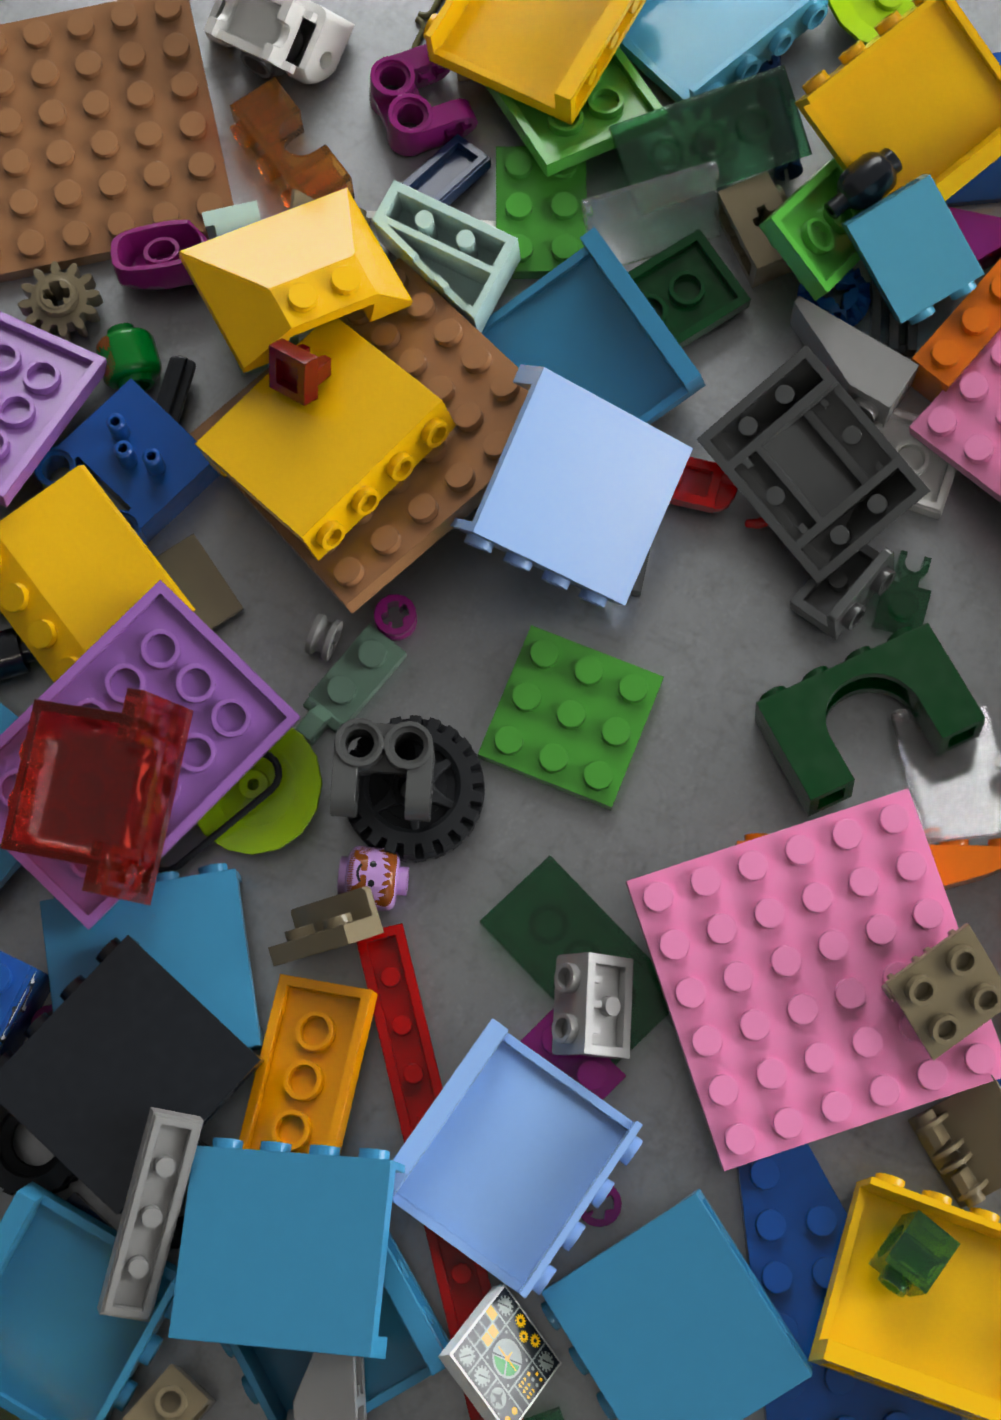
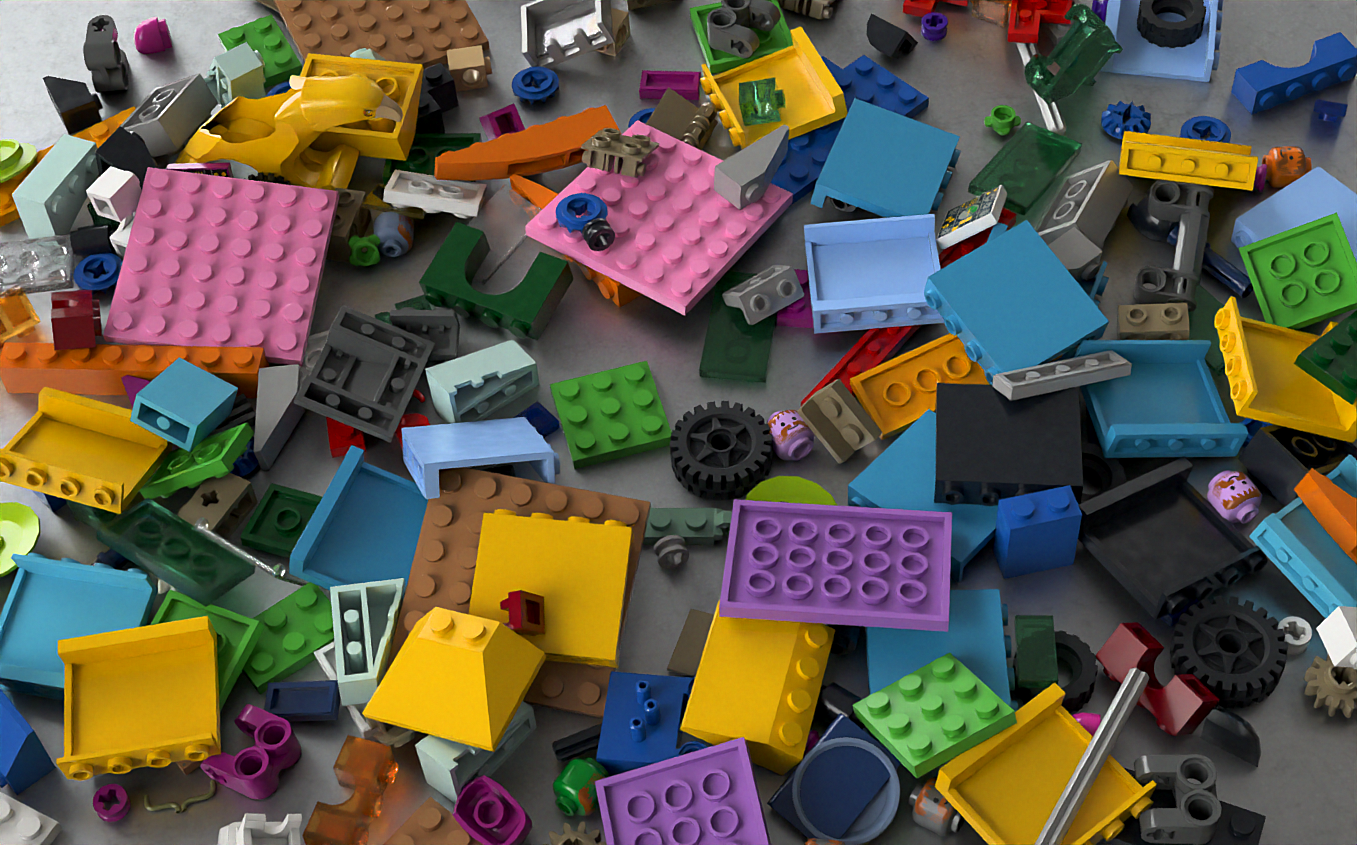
camera: 125 degrees left, 25 degrees down
(100, 790) = (876, 537): clear red windscreen -> none
(382, 760) = (723, 459): dark grey piece -> none
(625, 629) = (540, 418): none -> clear blue tile
(716, 595) = (481, 382): none -> light aqua wedge
(777, 1122) = (748, 173): none -> light grey slope
(803, 845) = (594, 228): none -> black bush
(865, 182) = (154, 449): black plant -> none
(869, 833) = (577, 205): none -> blue gear

